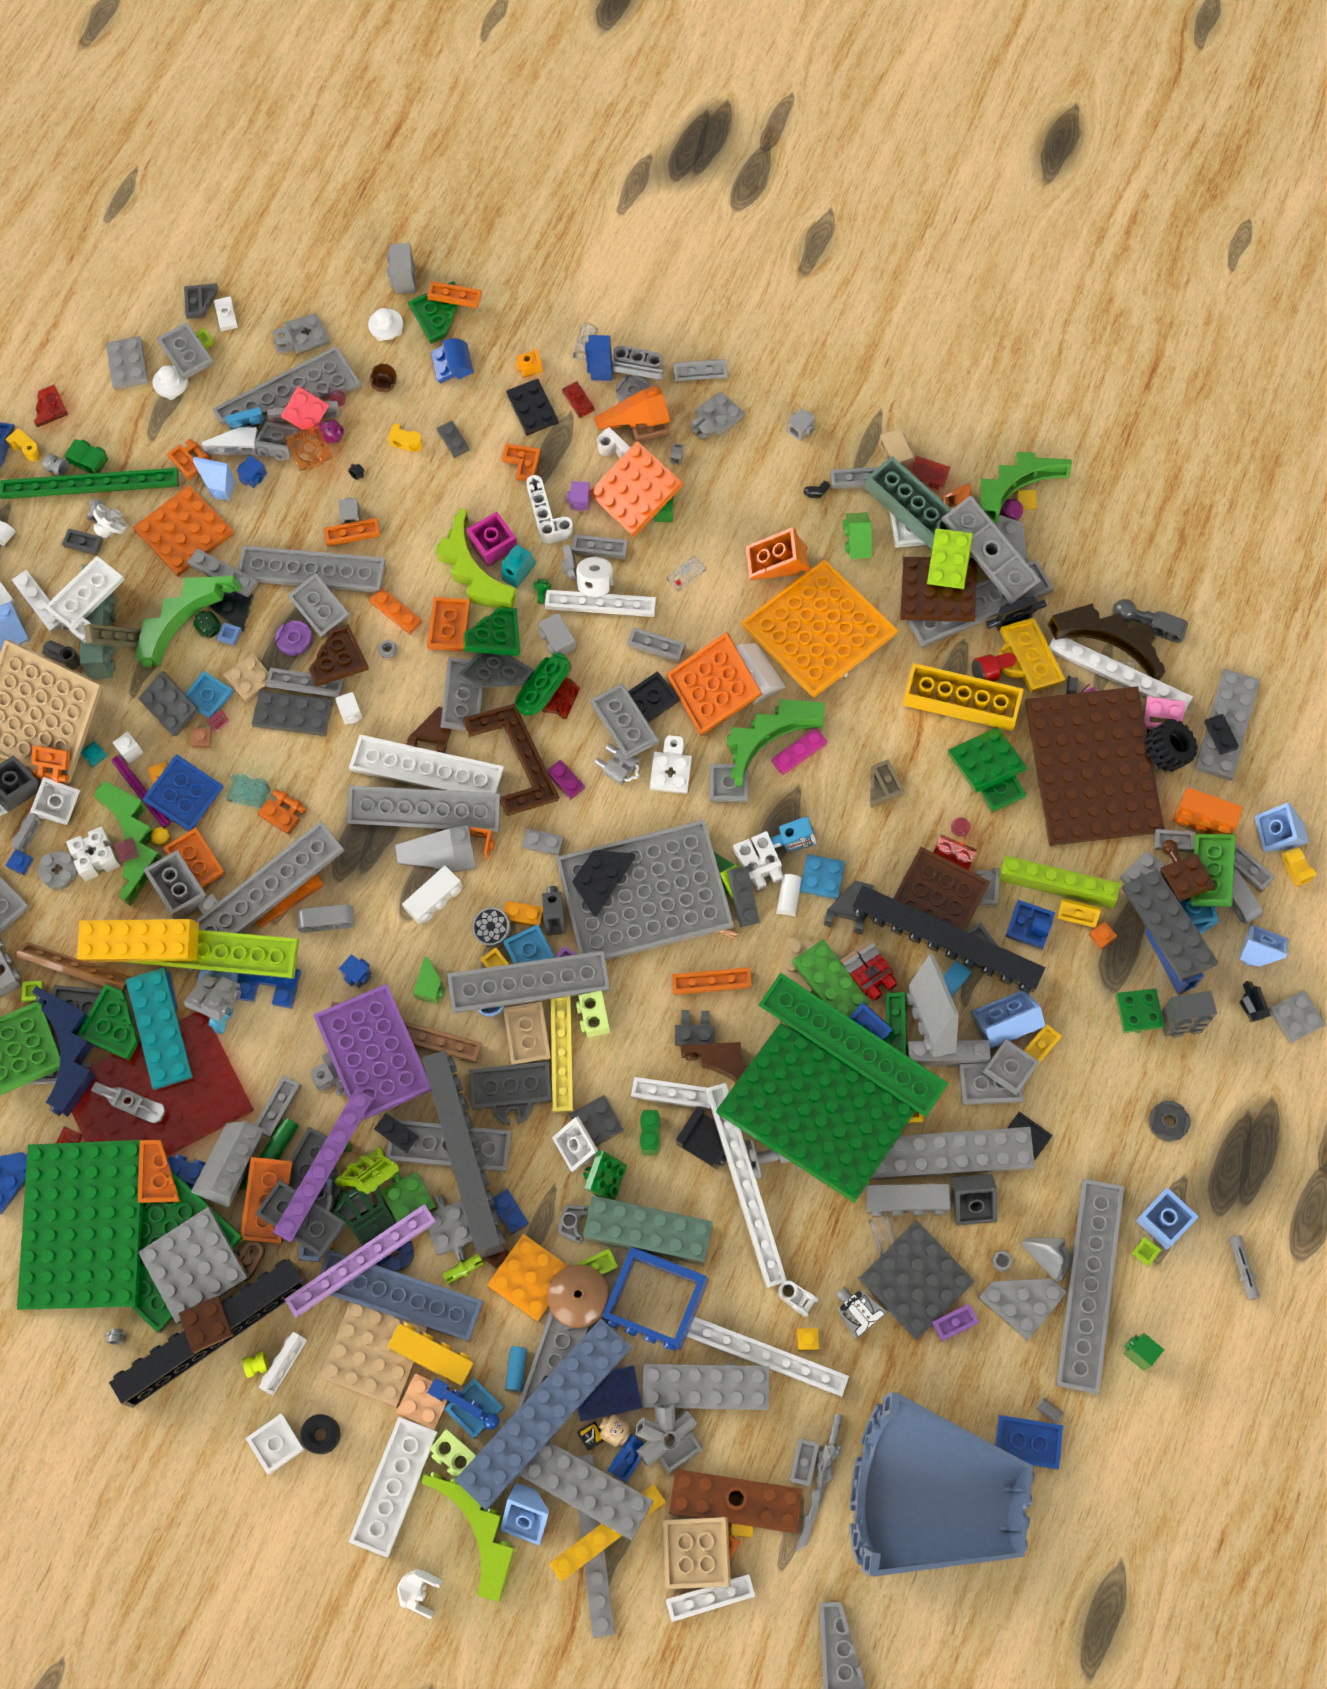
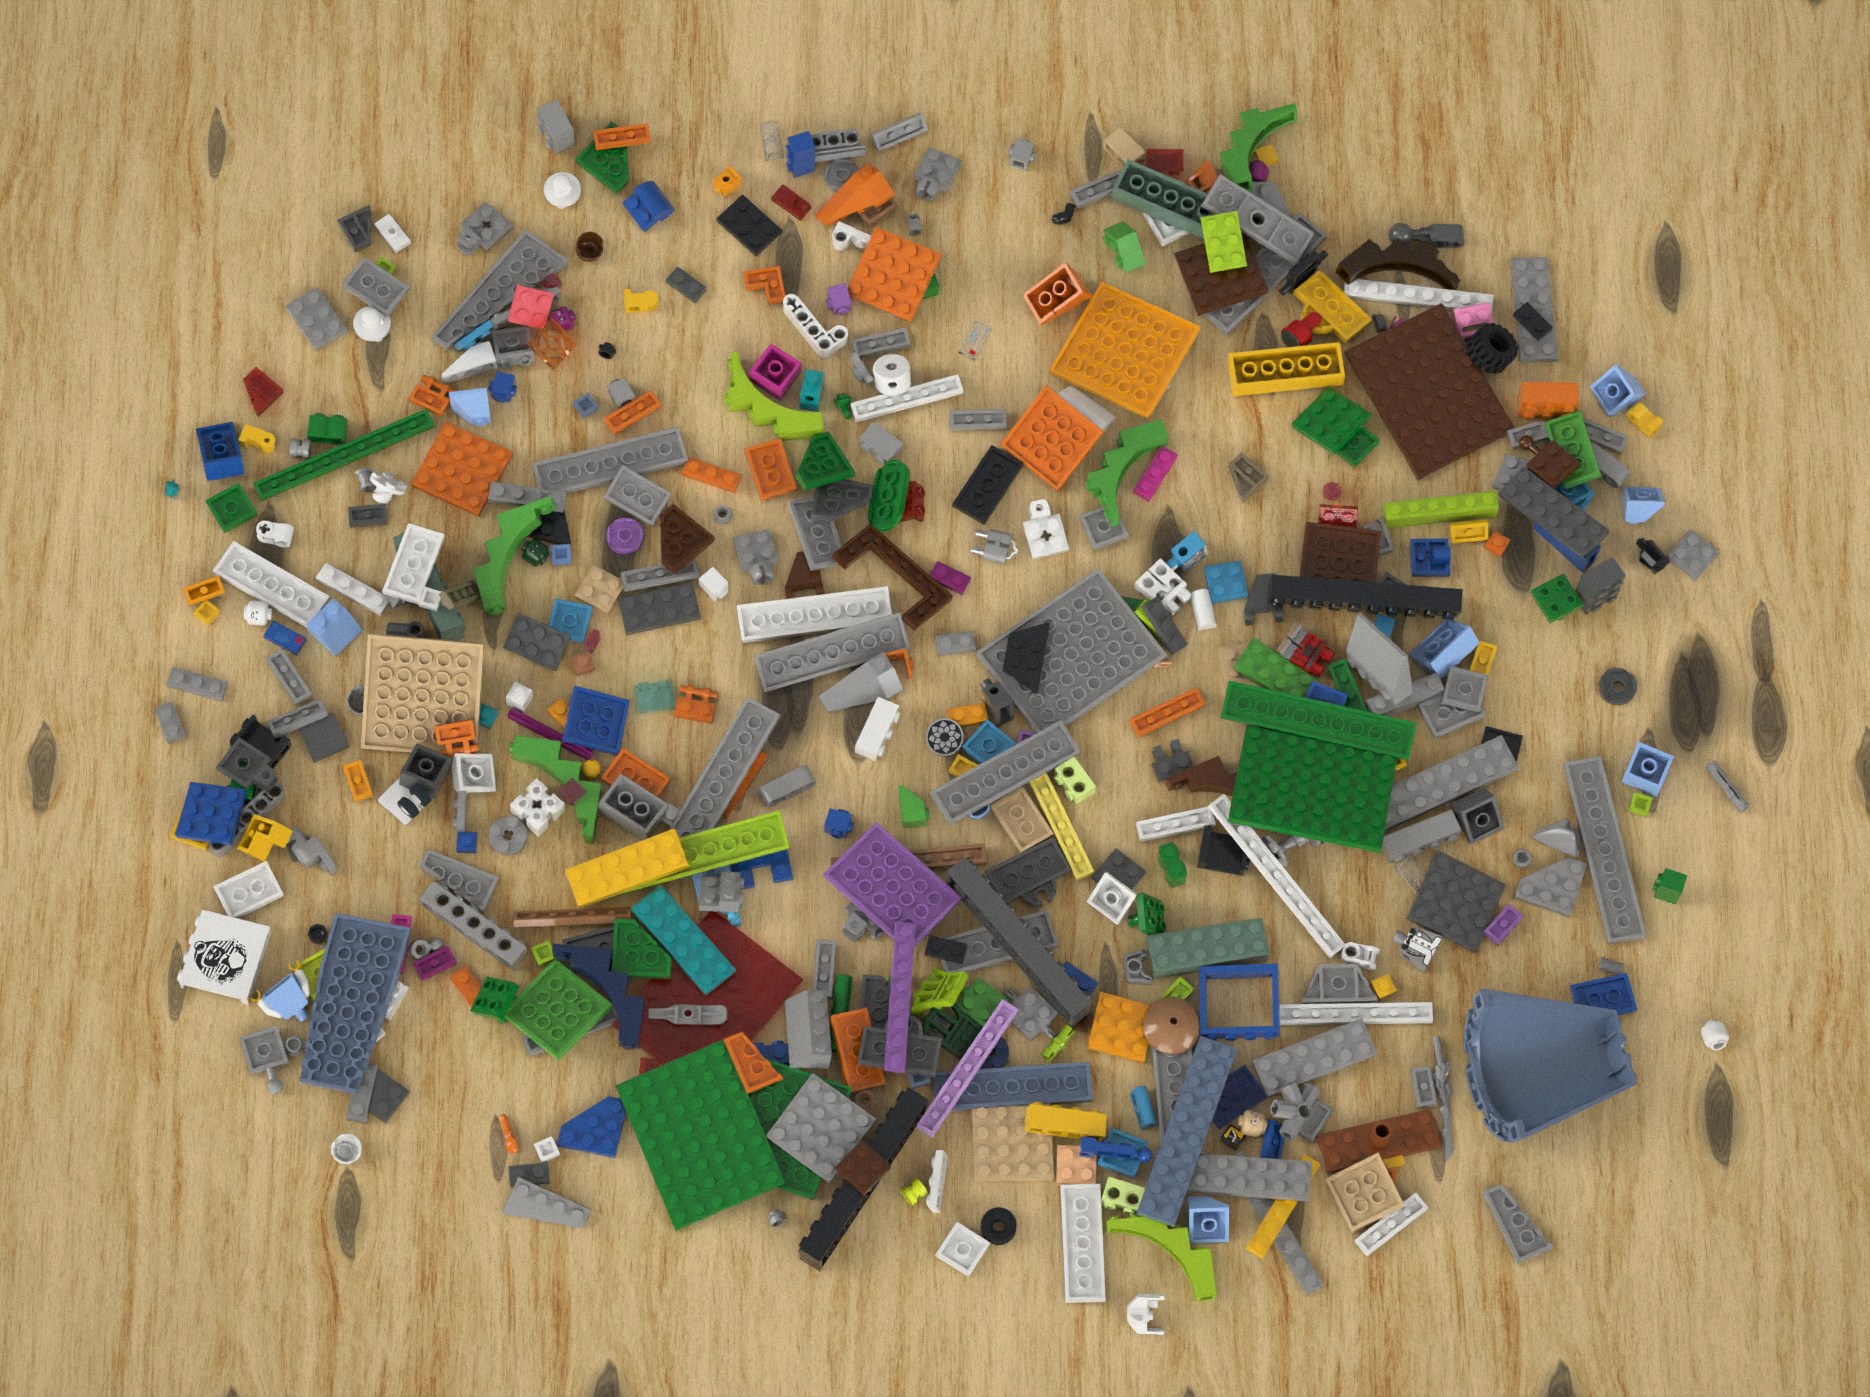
camera: 30 degrees left, 0 degrees up
(314, 512) = (585, 405): none -> sand blue plate
(400, 696) = (757, 555): none -> light grey plate
(624, 721) = (983, 503): light grey tile -> none
(763, 1320) = (1338, 985): none -> light grey wing
(1131, 1530) = (1714, 1035): none -> white head

